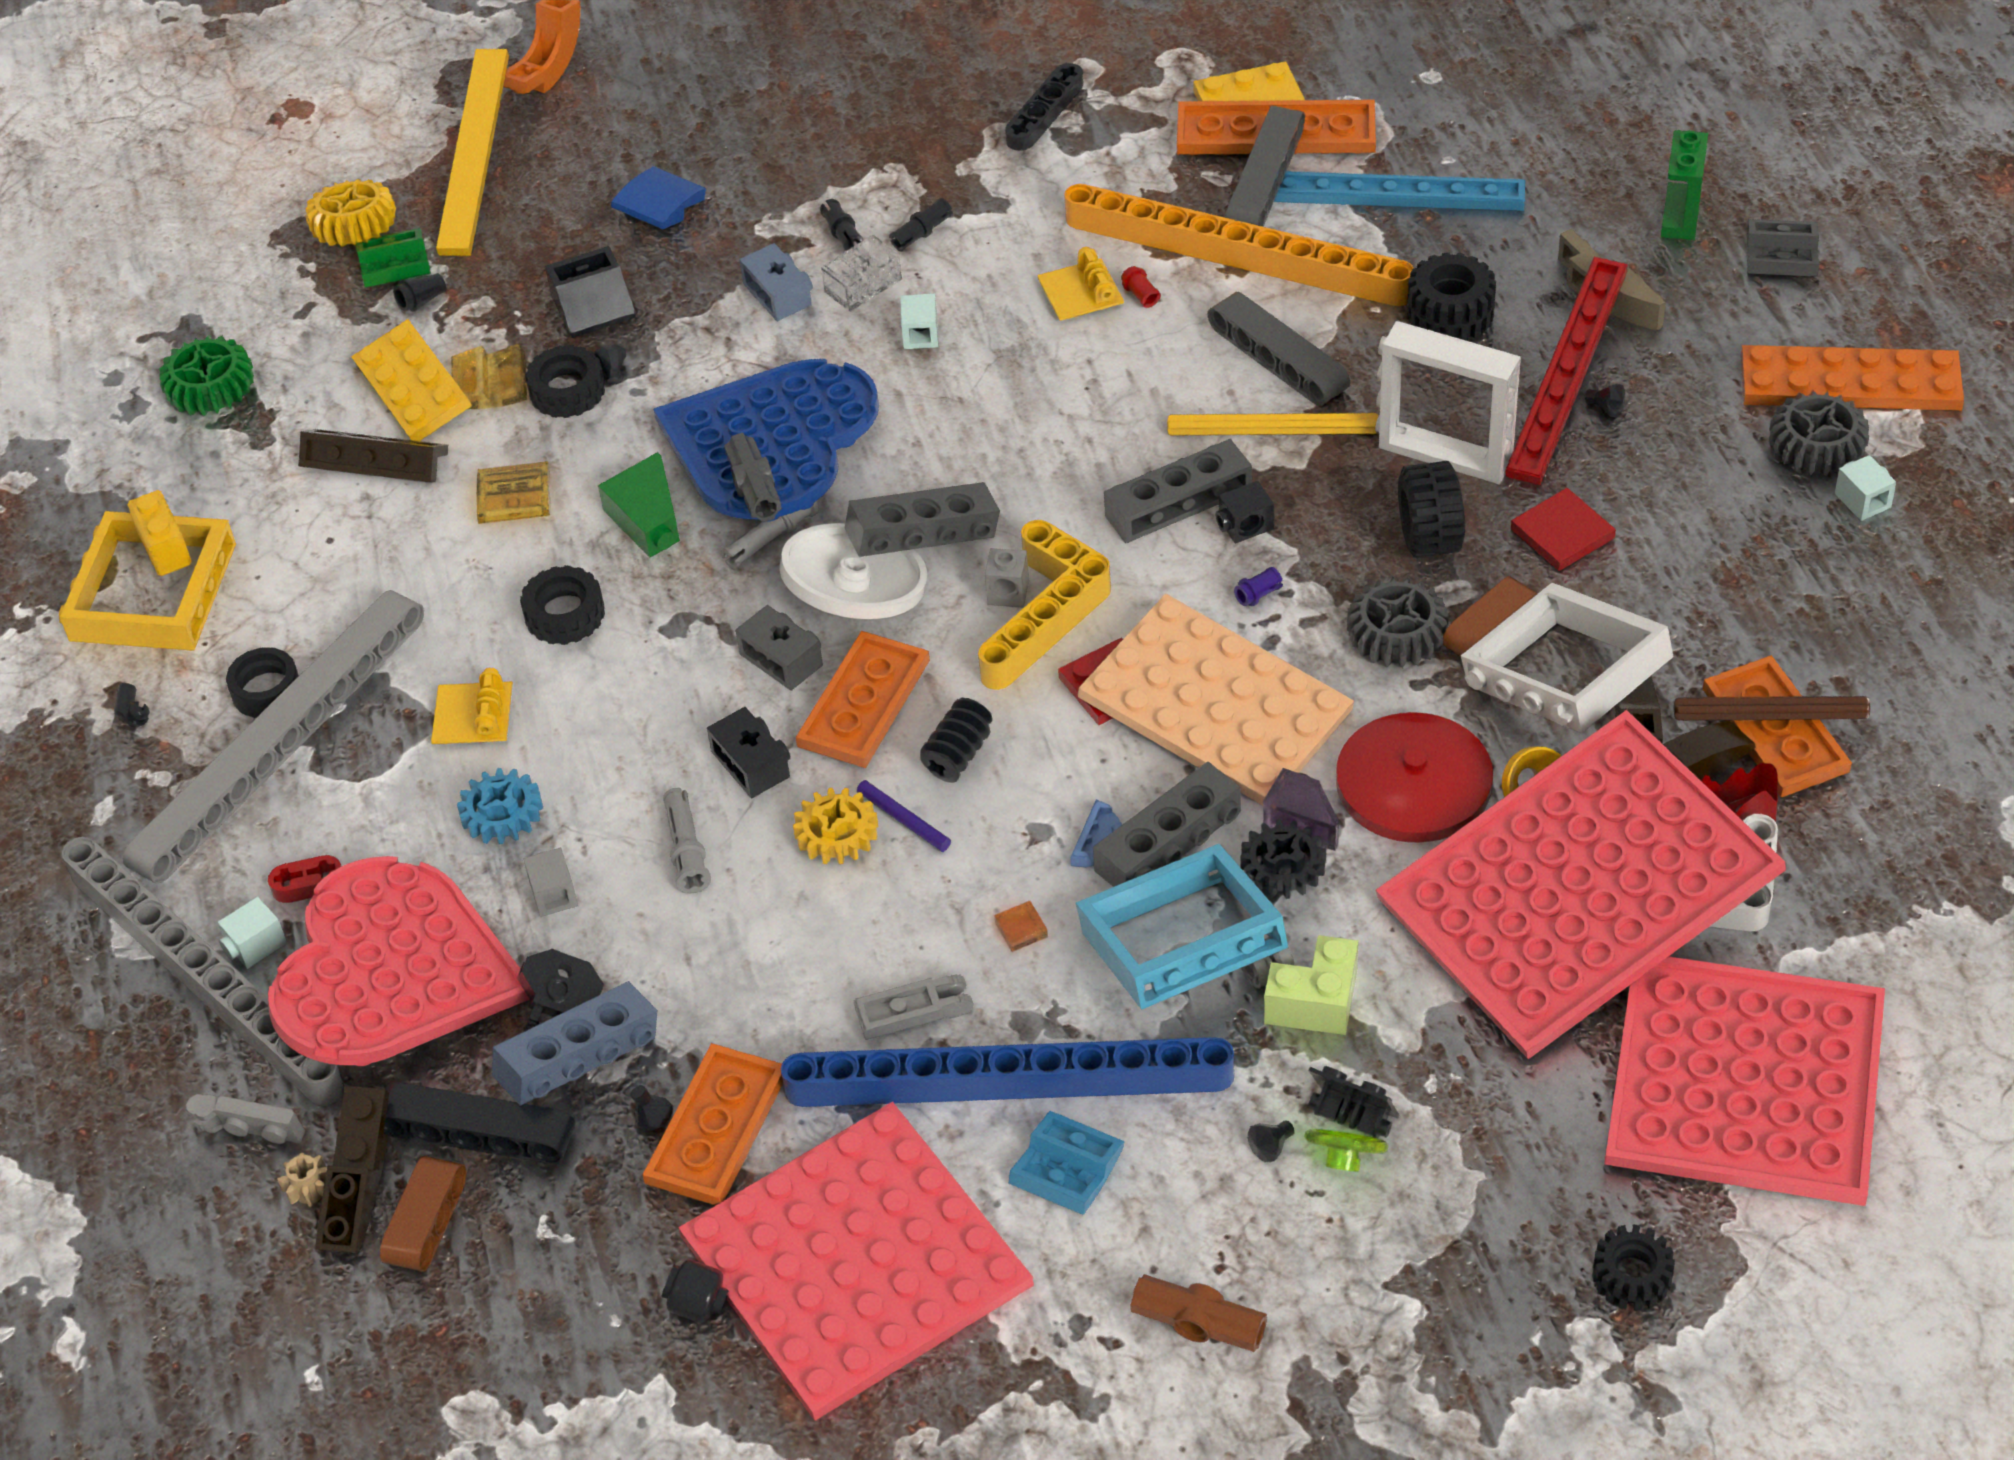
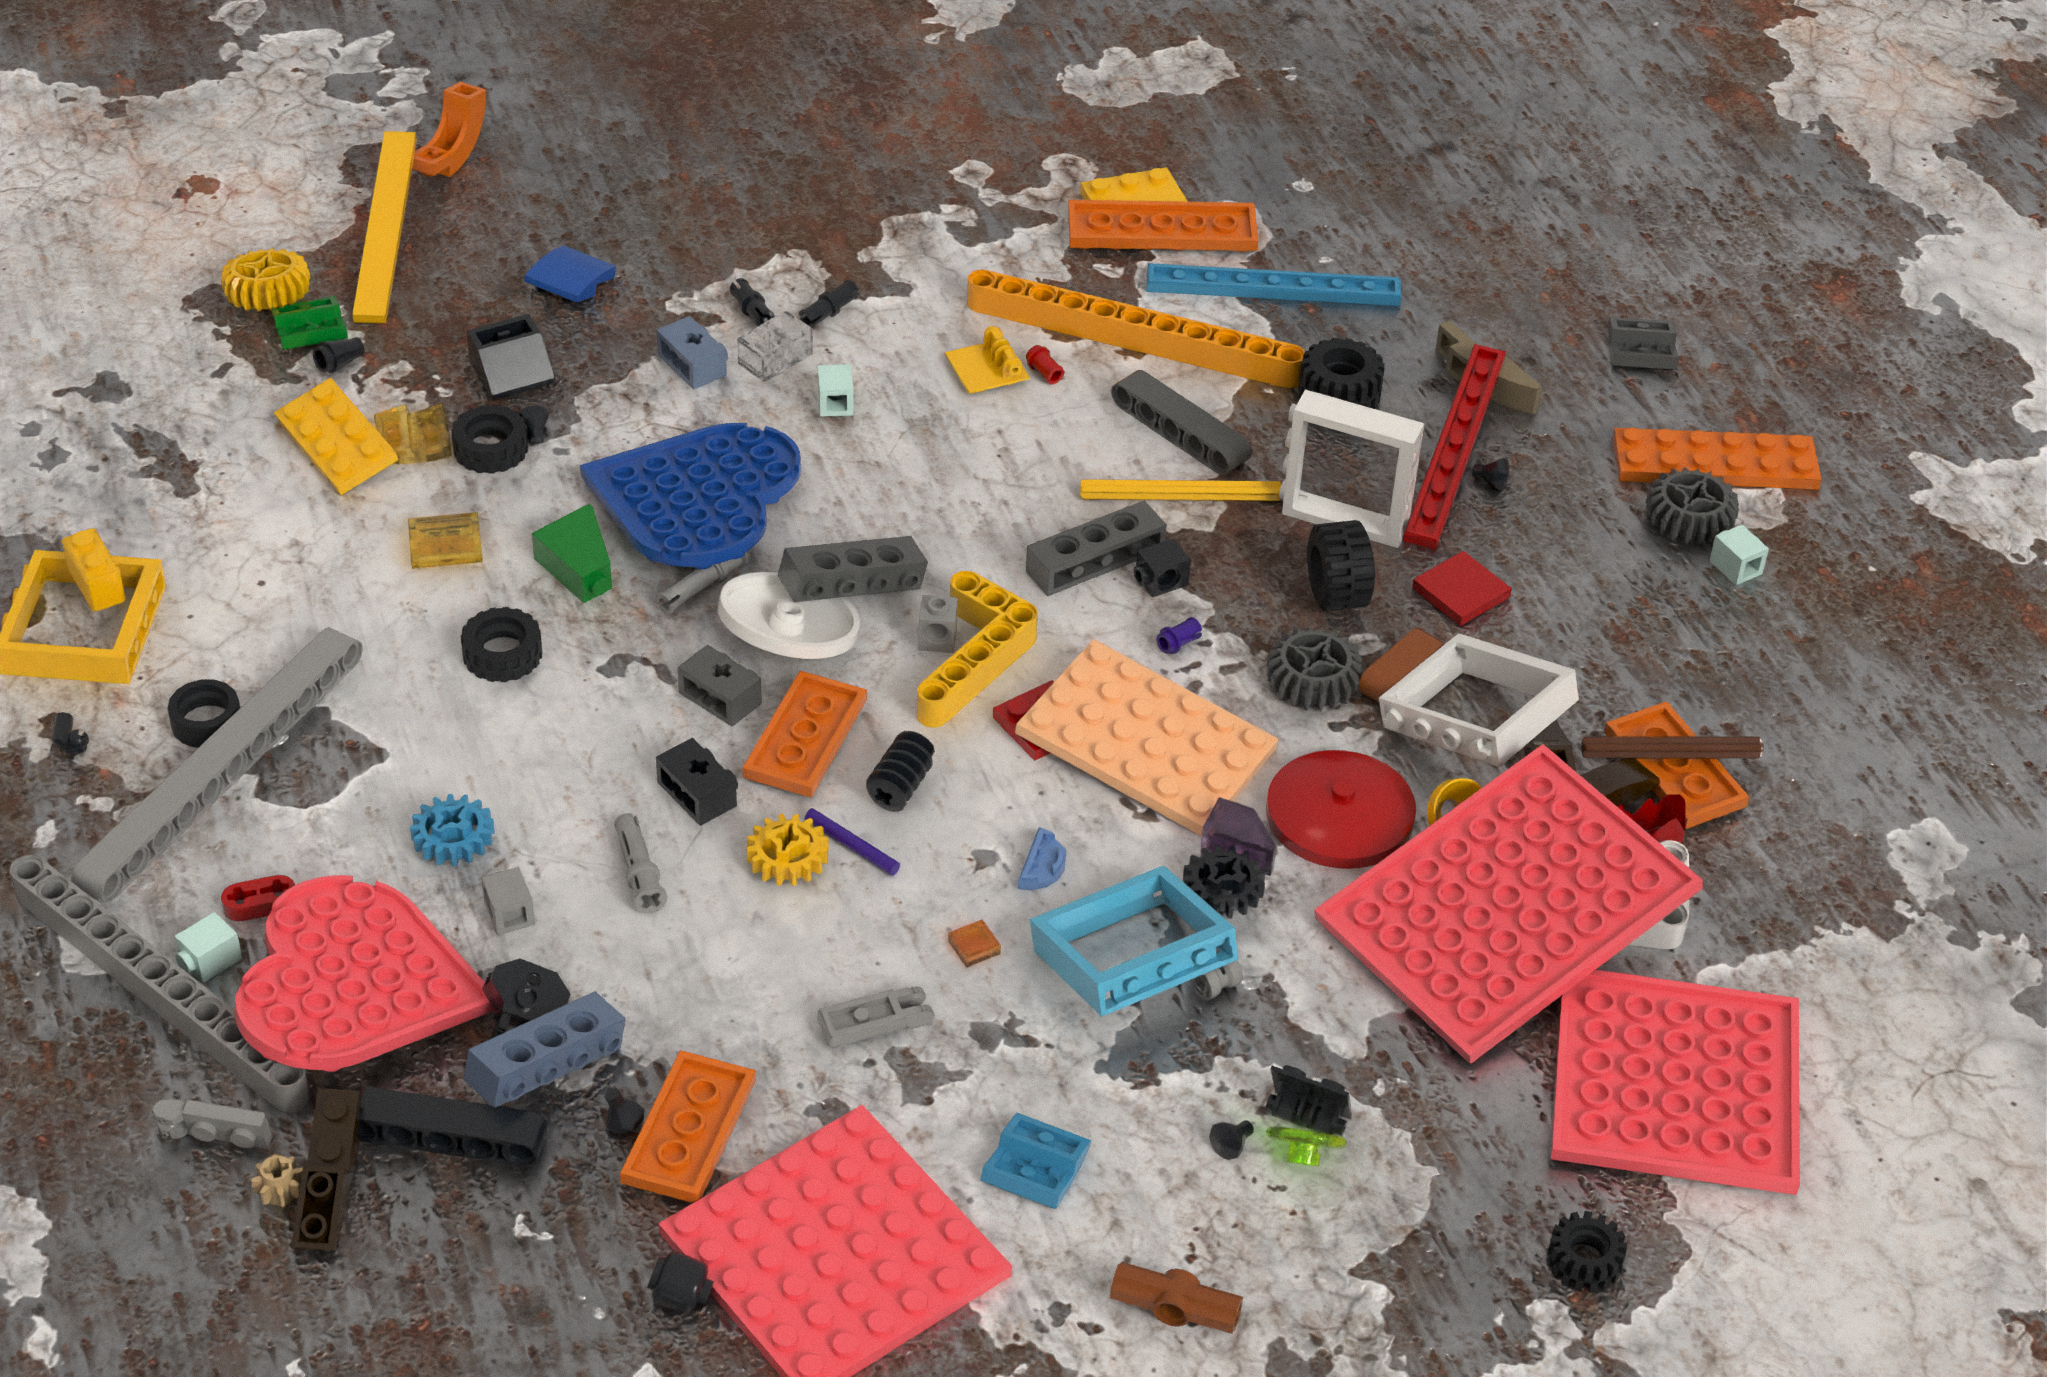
camera: 10 degrees left, 5 degrees down
(206, 375) = (128, 426): green gear -> none
(370, 455) = (298, 504): dark brown fence -> none
(423, 1213) = (400, 1212): dark orange beam -> none
(473, 710) = (418, 741): yellow hinge -> none
(752, 477) = (687, 526): dark grey piece -> none
(1027, 1073) = (972, 1076): blue beam -> none
(1050, 108) = (944, 203): black beam -> none
(1169, 826) = (1112, 851): dark grey brick -> none
(1266, 166) = (1158, 257): dark grey beam -> none
(1314, 996) = (1265, 1005): yellowish green brick -> none
(1683, 199) = (1550, 301): green panel -> none

